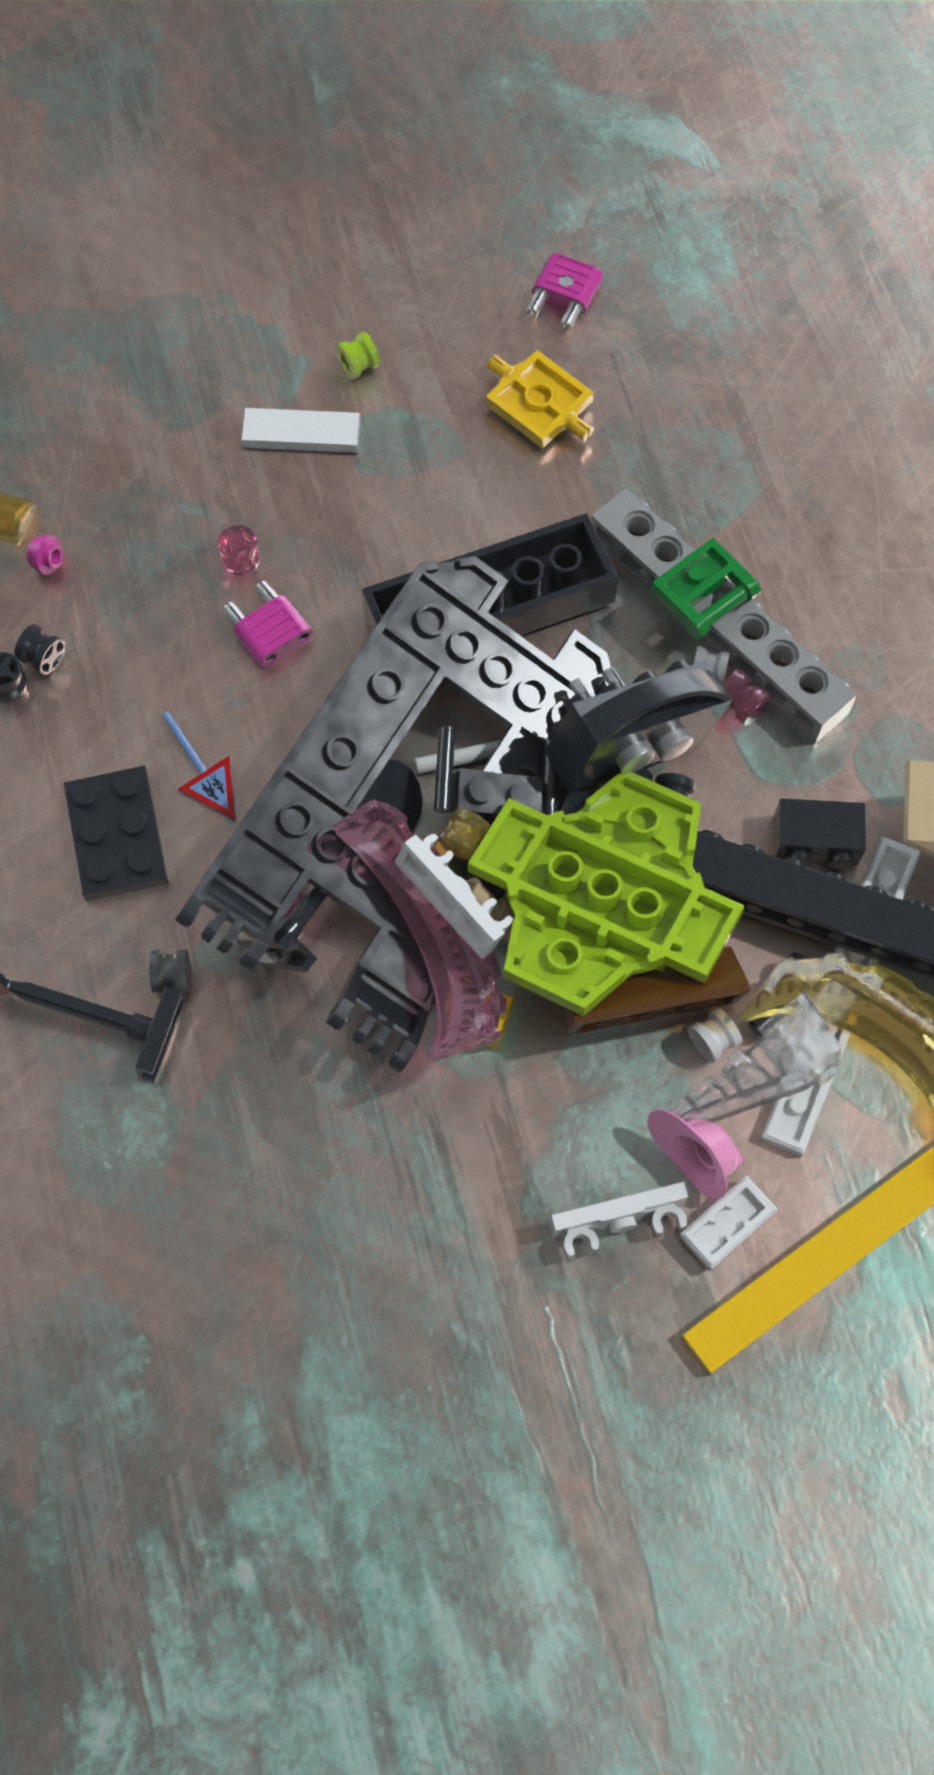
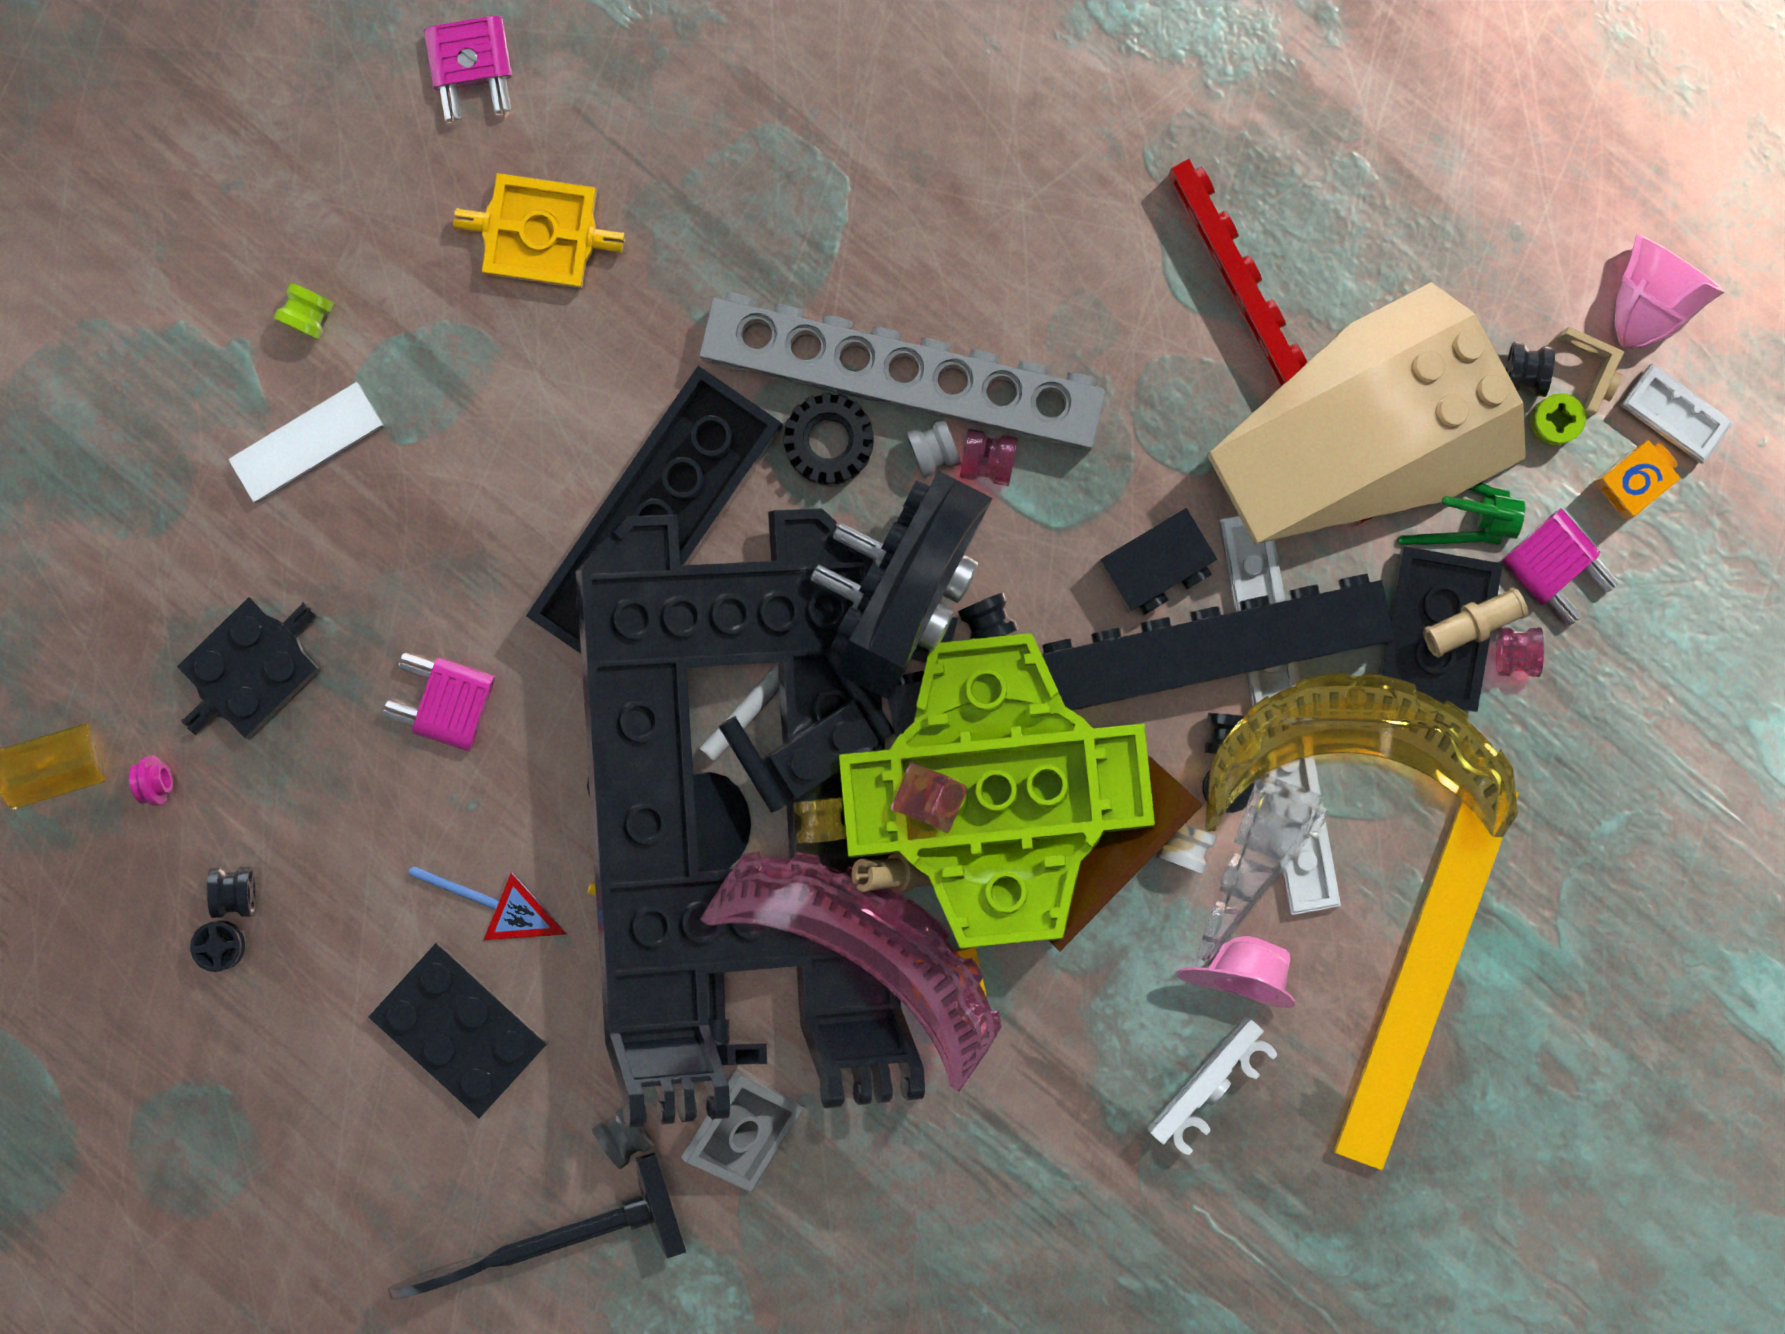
camera: 25 degrees left, 20 degrees up
(160, 531) = (249, 668): none -> black plate
(234, 540) = (338, 631): clear pink wheel -> none
(254, 1018) = (747, 1140): none -> light grey slope
(451, 895) = (859, 903): white plate -> none
(554, 858) = (929, 797): none -> slope
(633, 642) = (822, 408): none -> black tyre
(696, 579) = (863, 367): green plate -> none
(728, 1223) = (1312, 1021): white plate -> none

